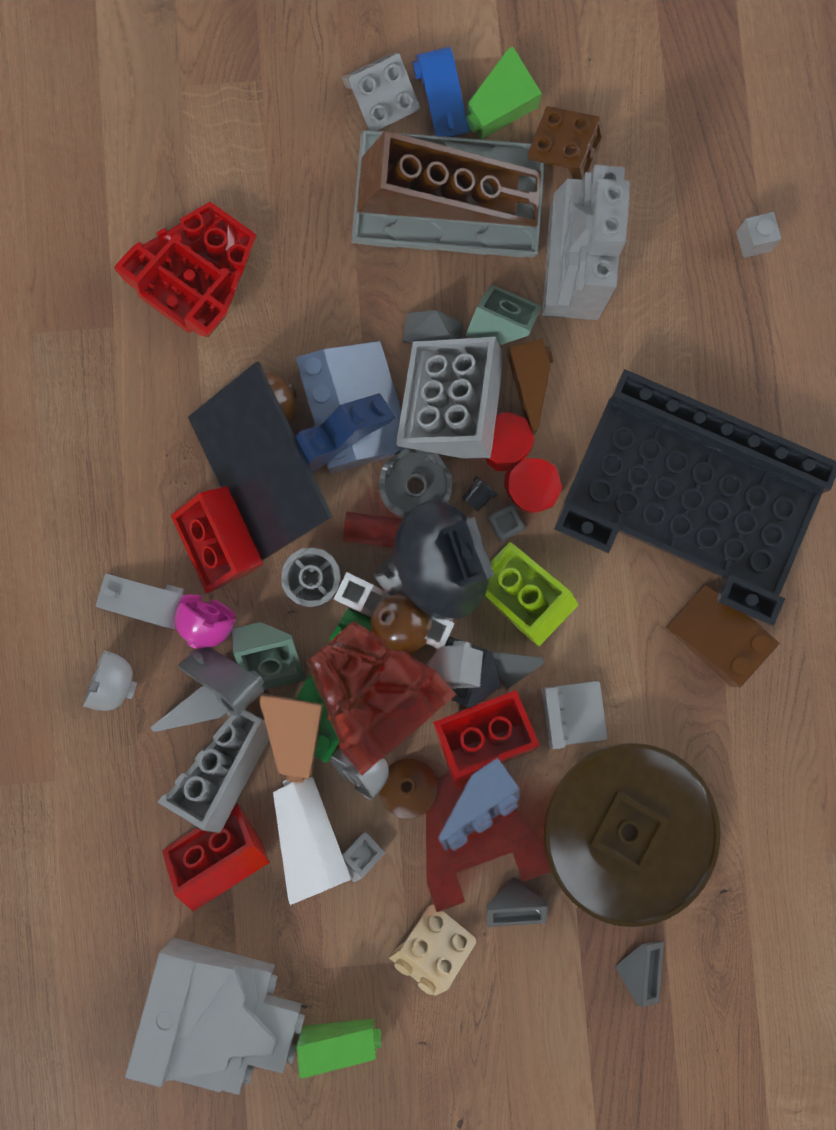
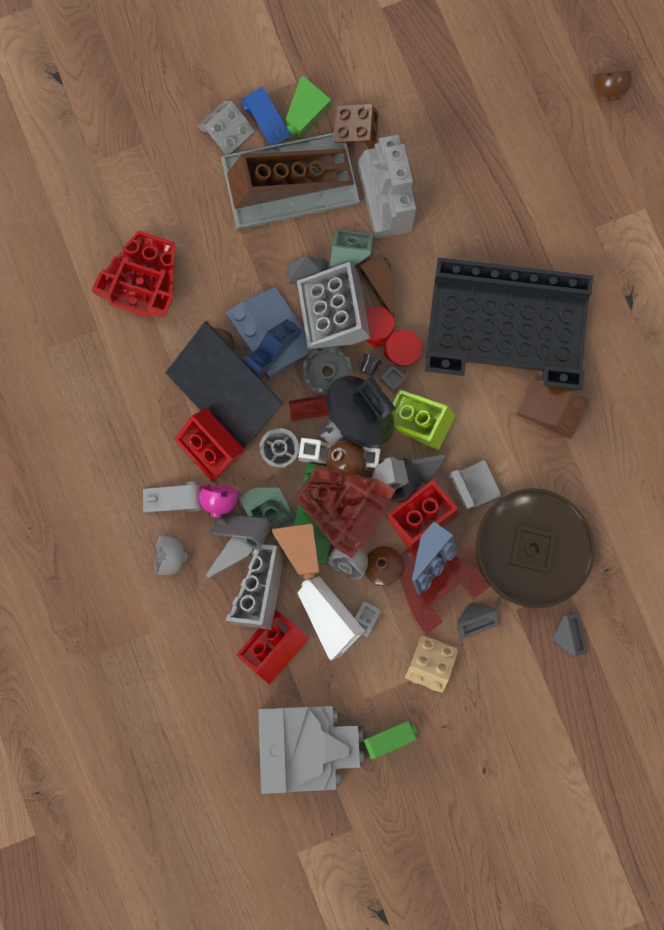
camera: 15 degrees left, 5 degrees down
(758, 235) = (497, 147): light grey brick -> none

